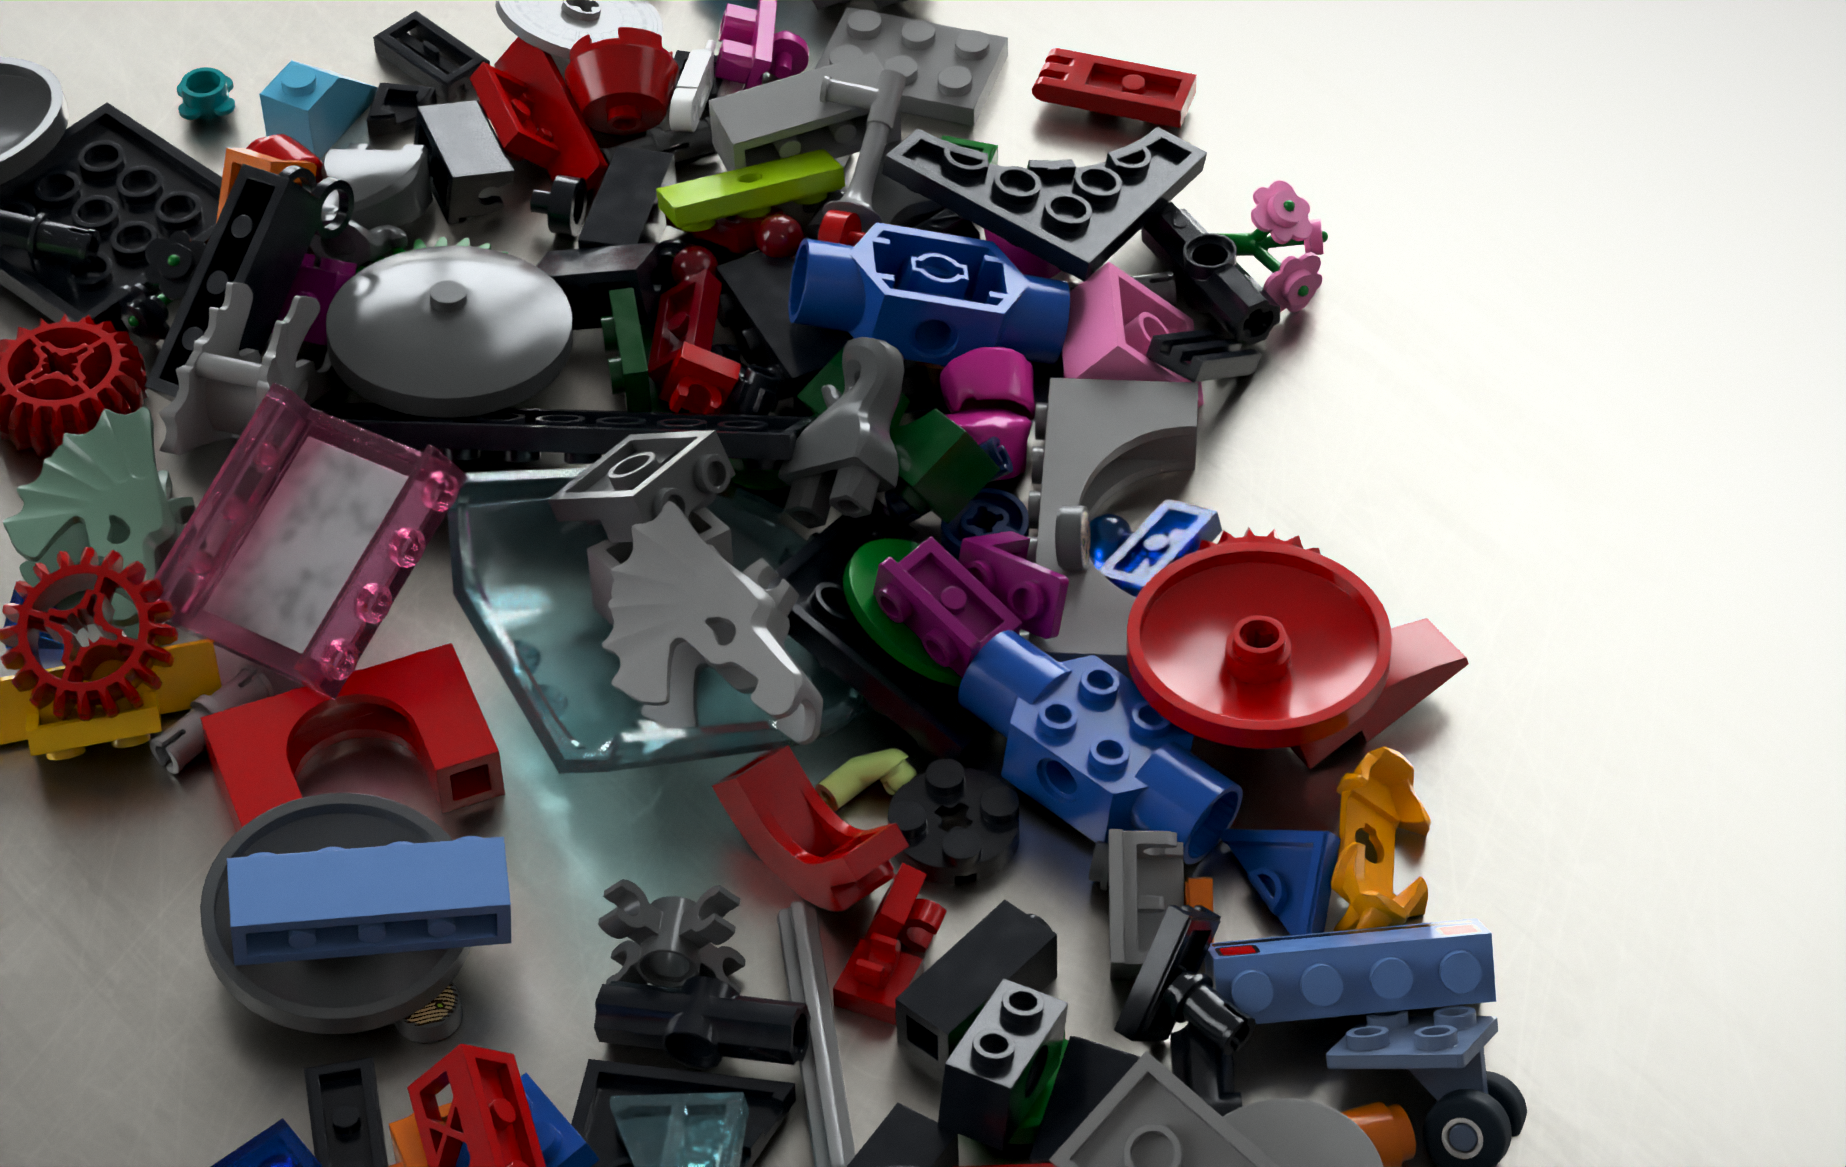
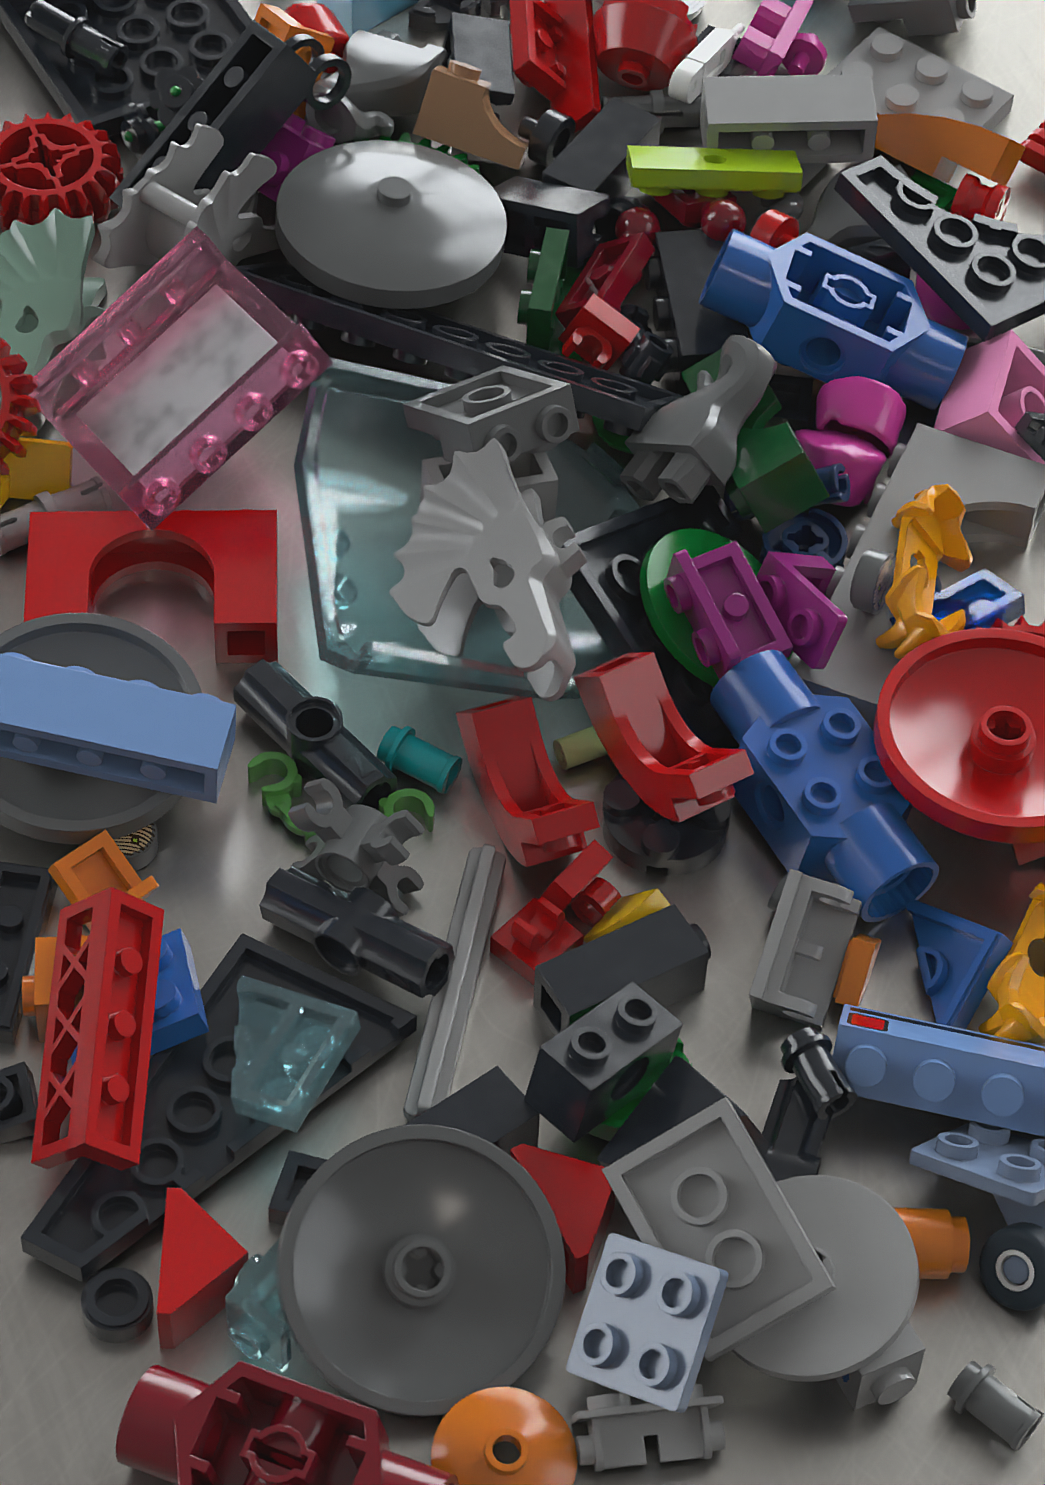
camera: 15 degrees right, 5 degrees up
(416, 1045) = (98, 867): none -> orange bracket
(470, 208) = (460, 116): none -> medium nougat arch
(564, 920) = (278, 796): none -> bright green piece
(575, 848) = (313, 734): none -> black piece
(689, 842) = (419, 759): none -> teal pin
(883, 106) = (858, 125): light grey piece -> none
(921, 755) = (653, 743): none -> red arch
(958, 103) = (942, 143): none -> orange slope
(958, 923) = (628, 910): none -> yellow tile
(1018, 147) = (980, 199): none -> red wheel
(1114, 480) = (931, 534): none -> light orange piece
(1177, 948) = (810, 1001): black tile -> none

